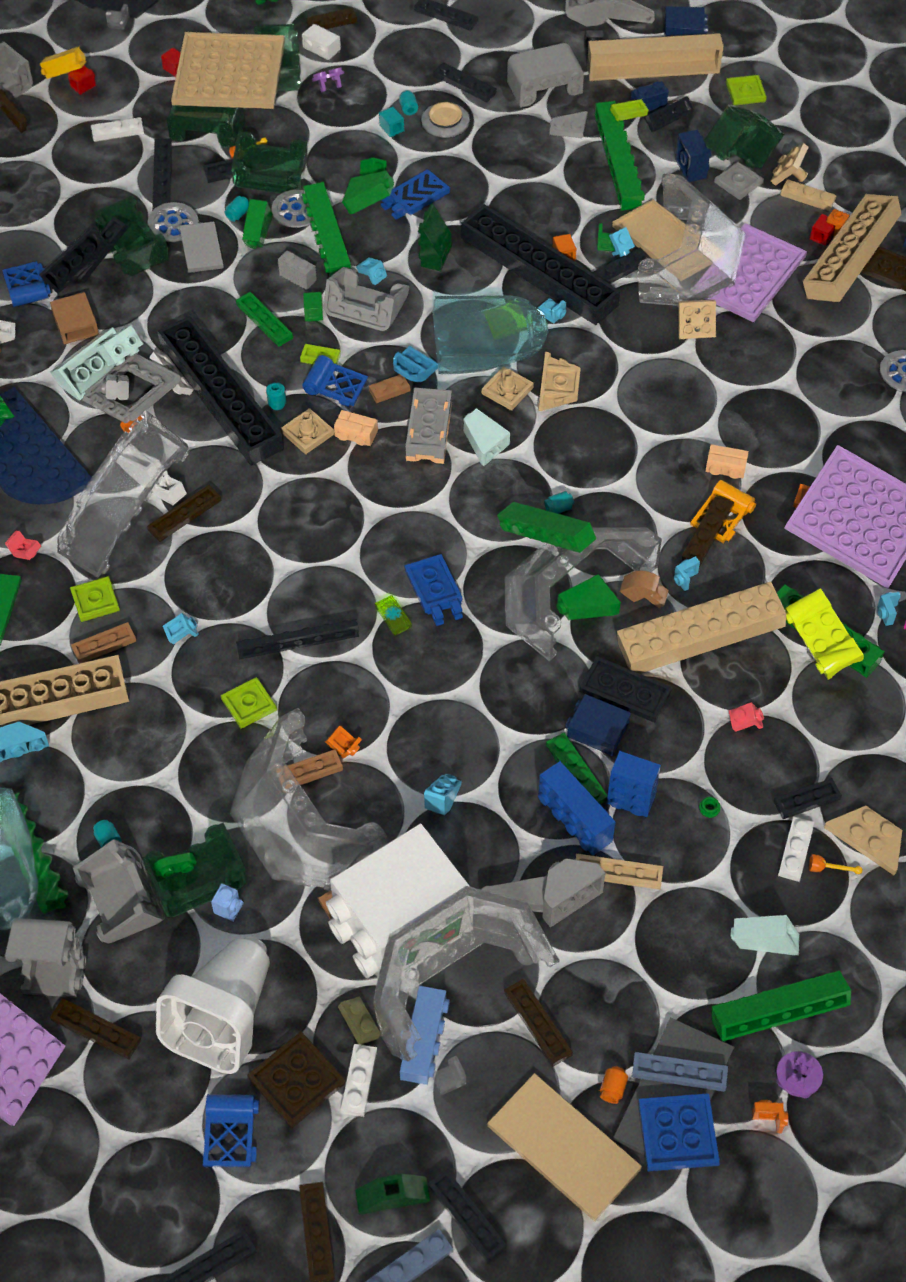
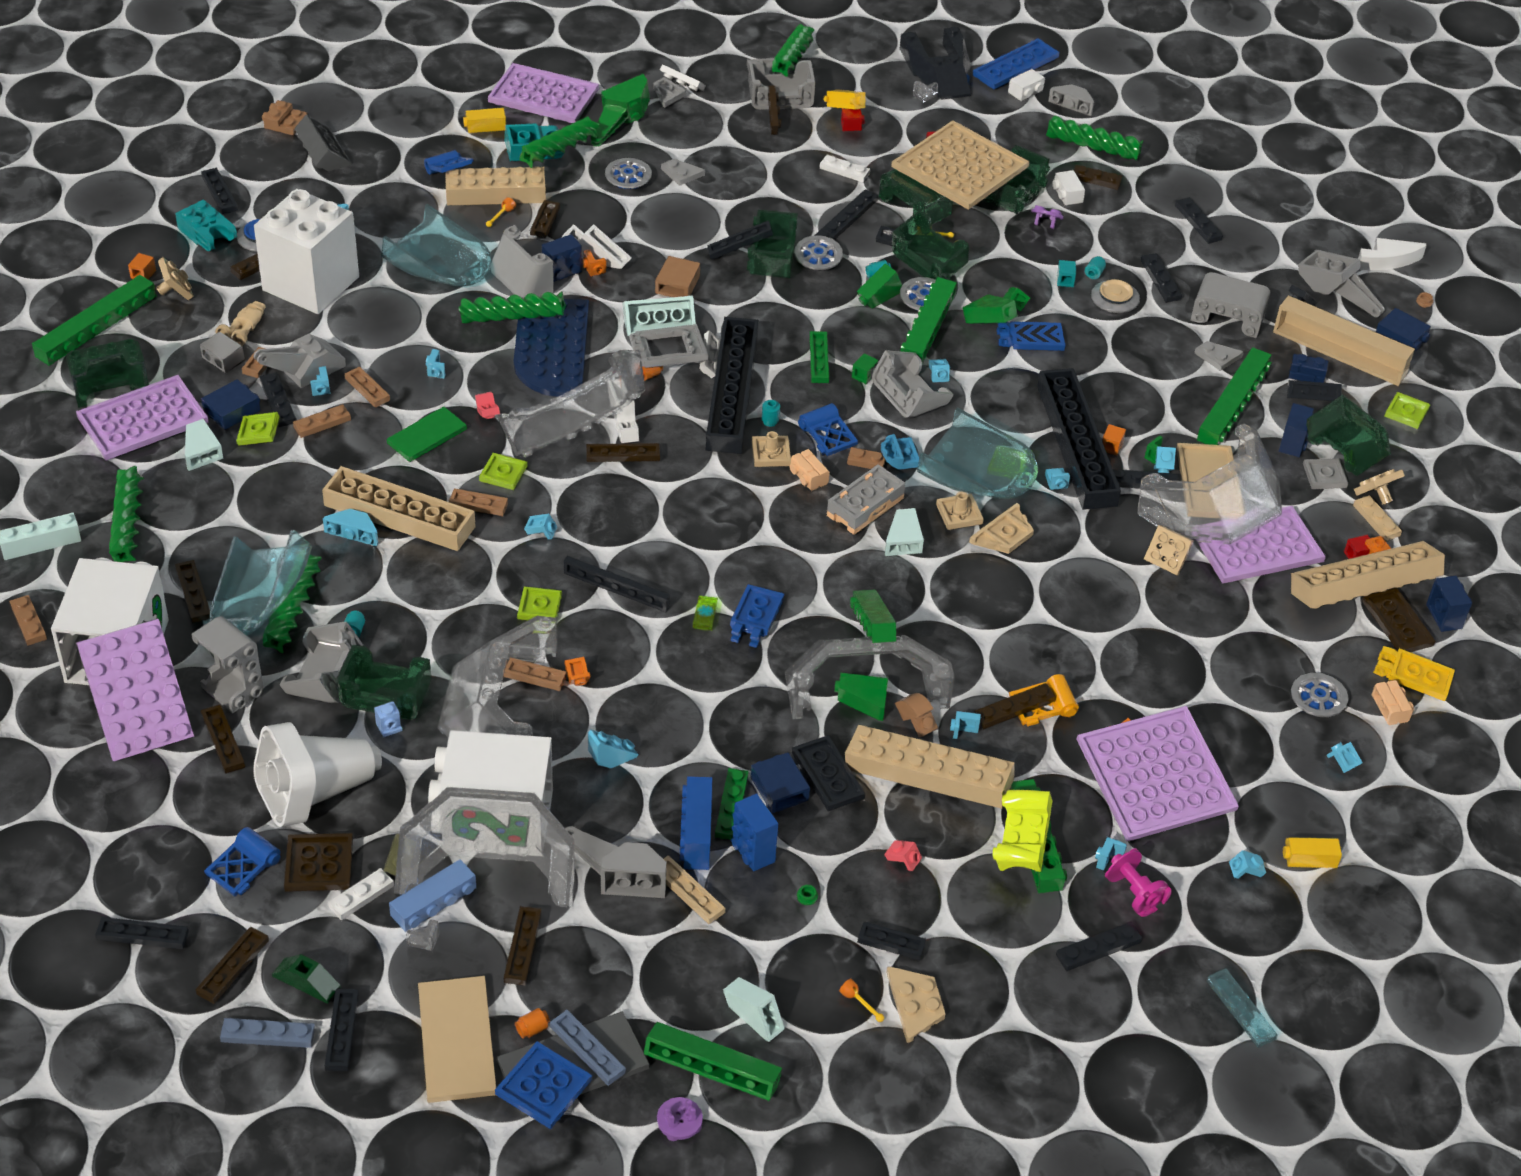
camera: 35 degrees right, 10 degrees down
(27, 291) = (666, 242): blue piece -> none
(74, 259) = (713, 234): black slope -> none
(116, 387) = (656, 338): light grey brick -> none
(119, 346) = (687, 312): light aqua brick -> none
(179, 863) = (376, 669): green plate -> none
(201, 247) = (822, 281): light grey tile -> none
(297, 270) = (878, 335): light grey brick -> none
(311, 352) = (845, 411): lime tile -> none
(434, 240) = (1005, 371): dark green slope -> none
(559, 502) = (913, 614): teal brick -> none
(629, 110) = (1275, 367): lime tile -> none
(726, 461) = (1085, 667): light nougat brick -> none
(770, 1111) = (628, 1124): orange bracket -> none
(796, 849) = (845, 968): white plate -> none

